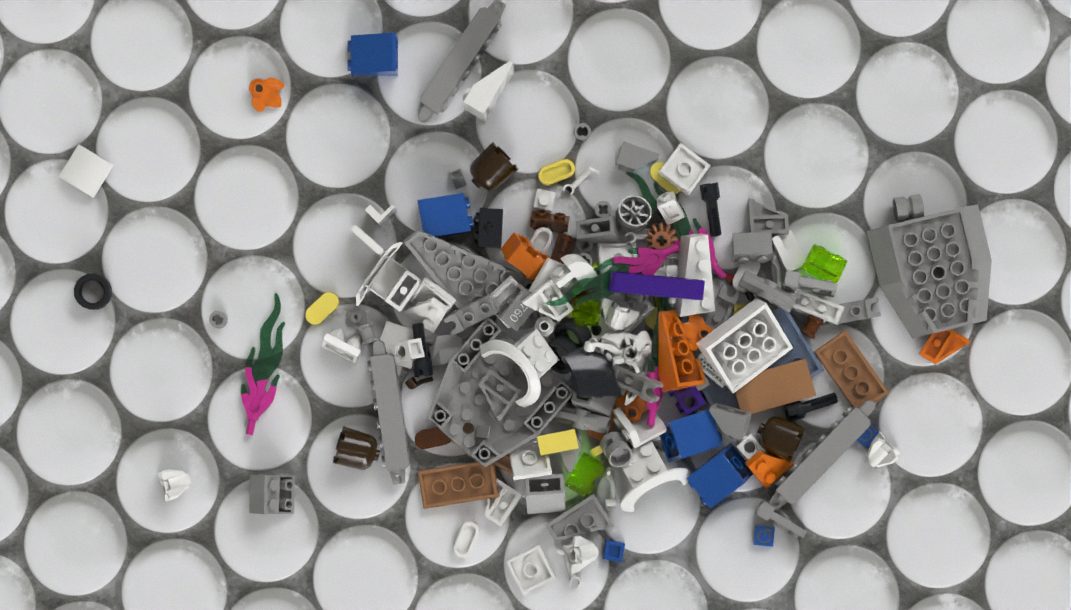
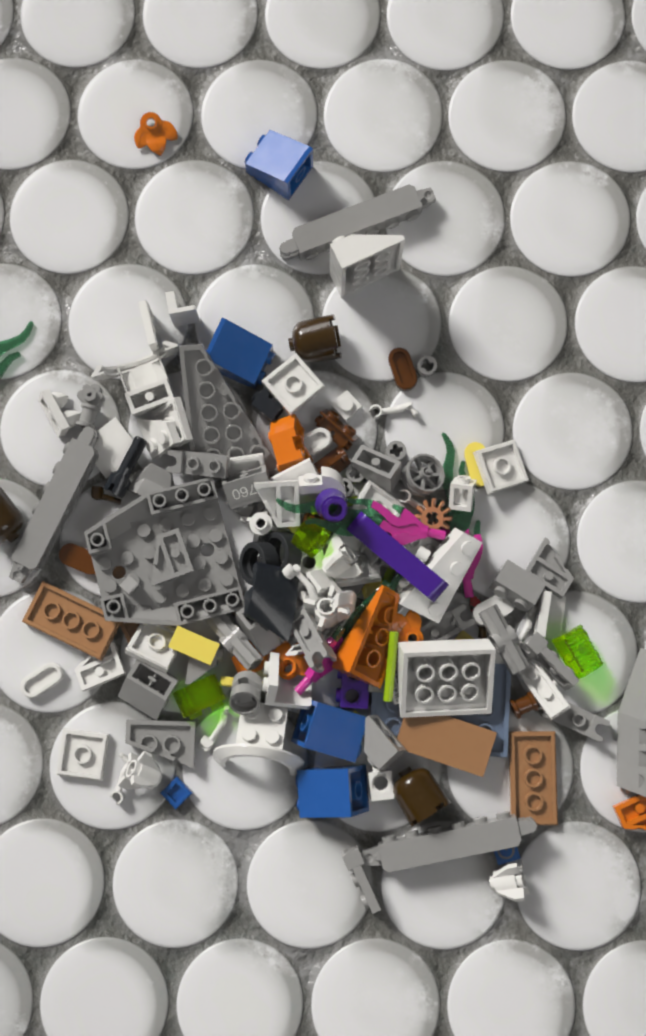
camera: 35 degrees right, 5 degrees down
(322, 308) = (64, 364): light yellow tile -> none
(408, 350) = (113, 456): white brick -> none
(458, 179) = (277, 331): light grey piece -> none
(498, 212) = (293, 384): none -> white tile
(532, 356) = (226, 544): white piece -> none
(556, 172) = (375, 387): light yellow tile -> none
(566, 145) = (402, 369): none -> reddish brown tile
(584, 277) = (328, 497): none -> dark purple plant
(634, 157) = (460, 423): light grey slope -> none
(702, 363) = (391, 665): none -> lime bar
(710, 194) = (510, 508): black piece -> none
(764, 536) = (335, 882): blue tile -> none
(767, 467) = (385, 815): orange wing -> none
(798, 409) = (455, 779): black piece -> none

